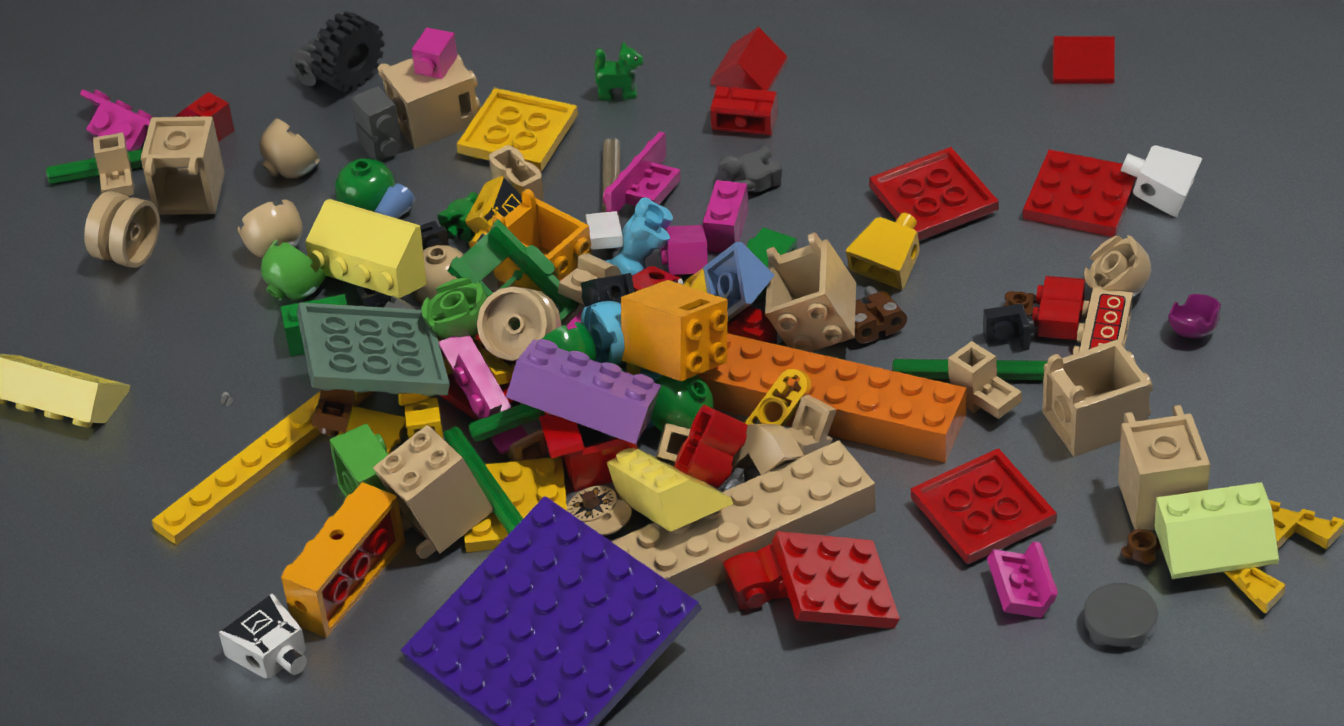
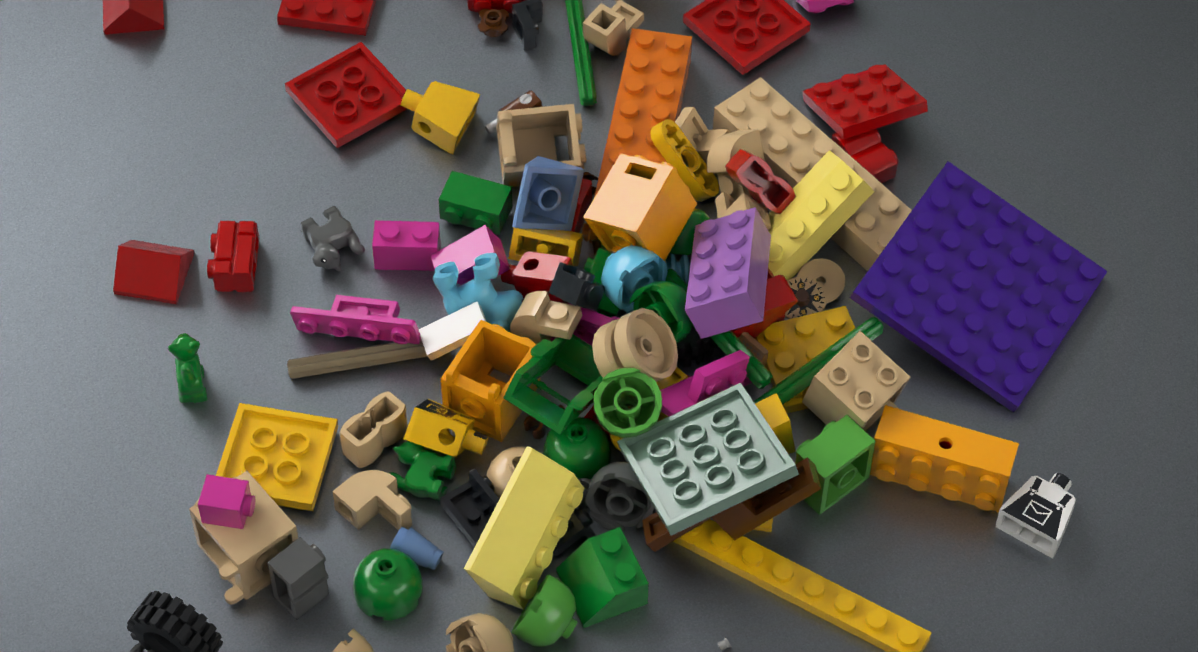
camera: 105 degrees left, 10 degrees up
(450, 181) = (372, 493): none -> tan brick

